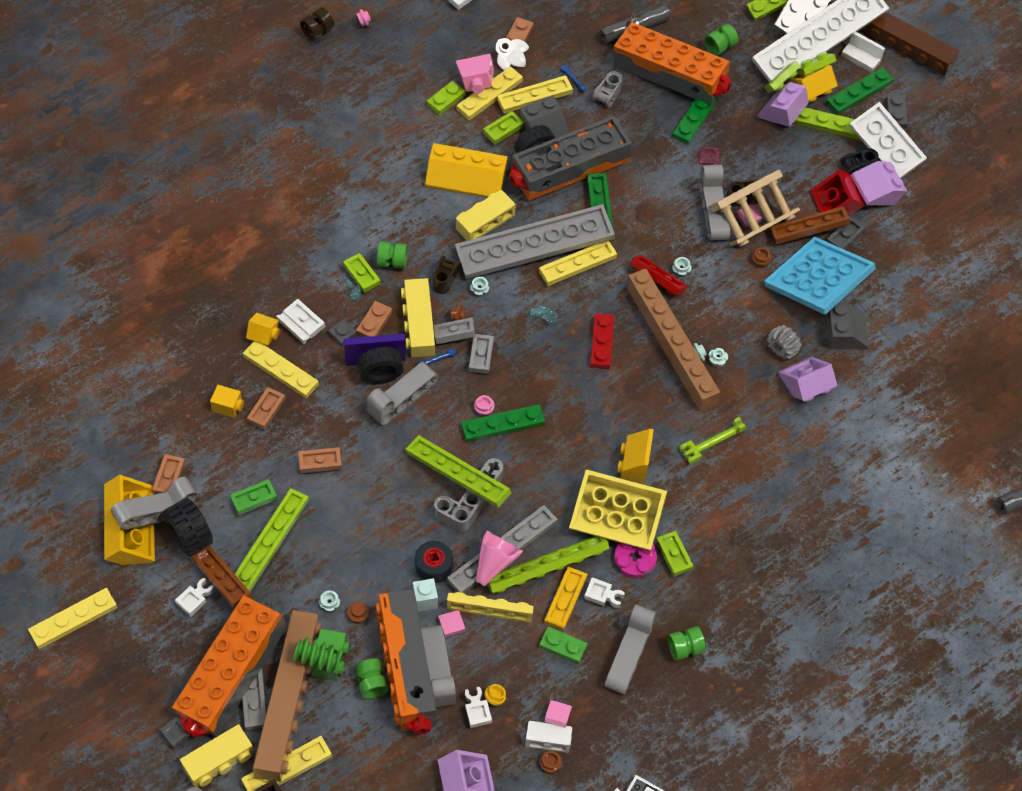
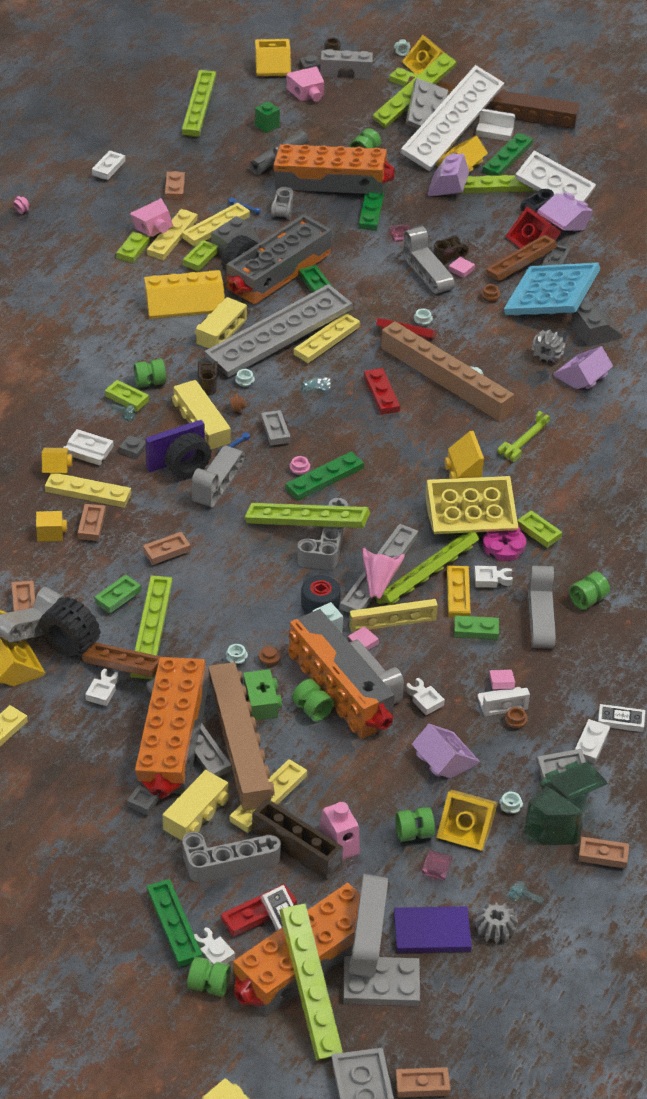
camera: 20 degrees left, 15 degrees down
(317, 655) = (257, 686): bright green piece -> none
(374, 320) = (158, 424): nougat plate -> none
(454, 330) = (243, 414): light grey plate -> none
(495, 694) = (436, 680): yellow plate -> none
(513, 55) = (177, 200): white plate -> none
(718, 361) = (494, 374): light aqua plate -> none
(756, 190) = (461, 239): tan fence -> none
(787, 73) = (440, 152): lime plate -> none
(822, 60) = (456, 142): lime plate -> none

